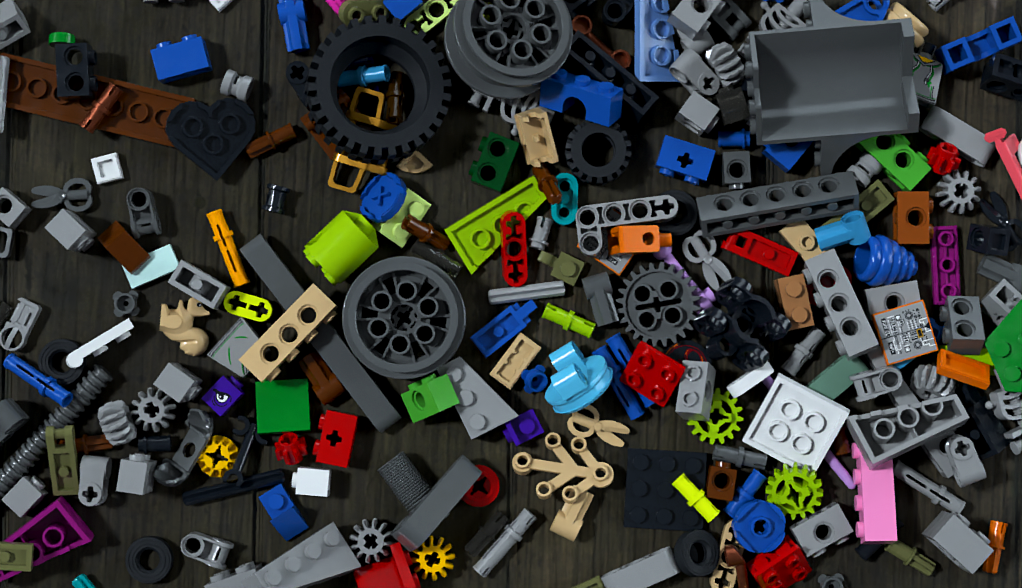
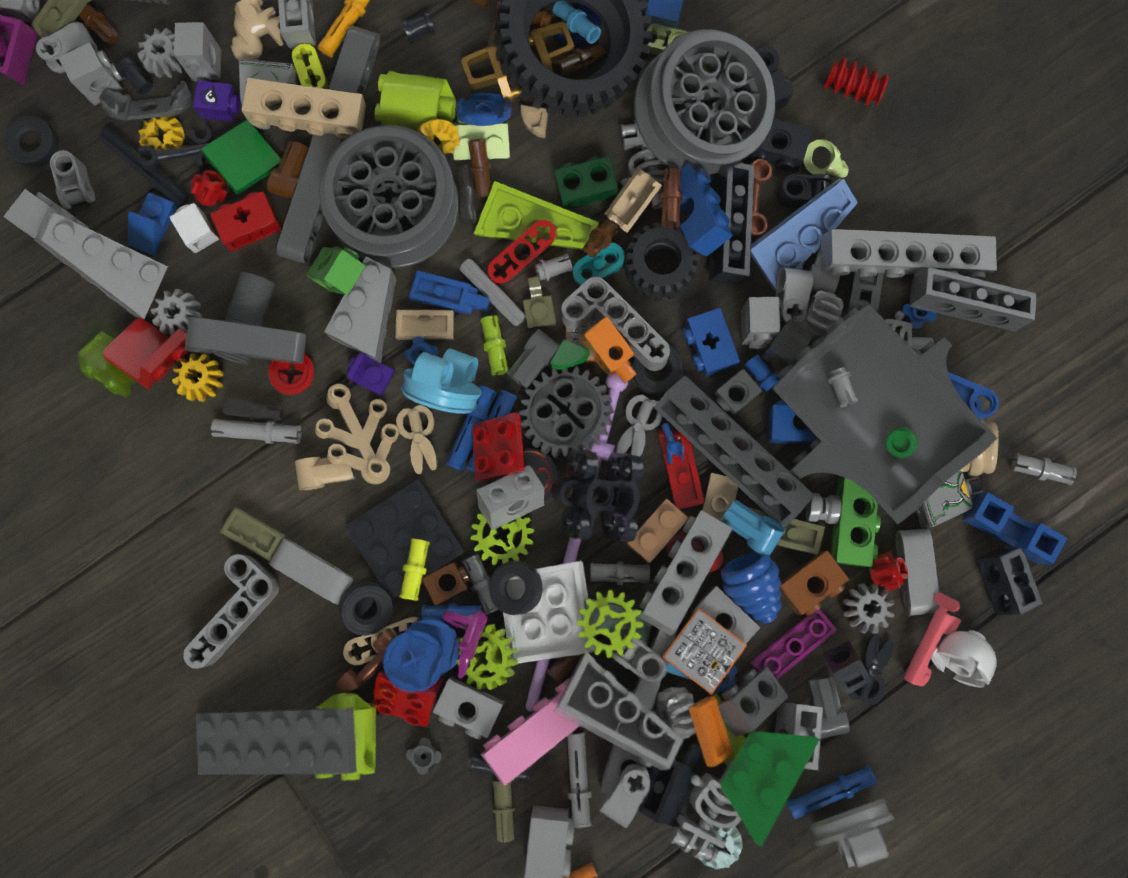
camera: 55 degrees right, 5 degrees down
(117, 422) = (127, 28): light grey gear -> none
(385, 241) = (445, 131): none -> yellow gear
(560, 110) = (671, 198): none -> copper pin
(619, 271) = (569, 355): none -> green tile
(742, 245) = (672, 447): none -> blue hand
(749, 380) = (558, 540): white beam -> none
(757, 449) = (499, 593): none -> black tyre
(763, 543) = (413, 661): none -> blue tile
(767, 483) = (474, 627): none -> magenta piece
(790, 92) = (842, 386): none -> light grey pin
(852, 389) = (604, 610): none -> lime gear
(862, 82) = (902, 442): none -> green tile

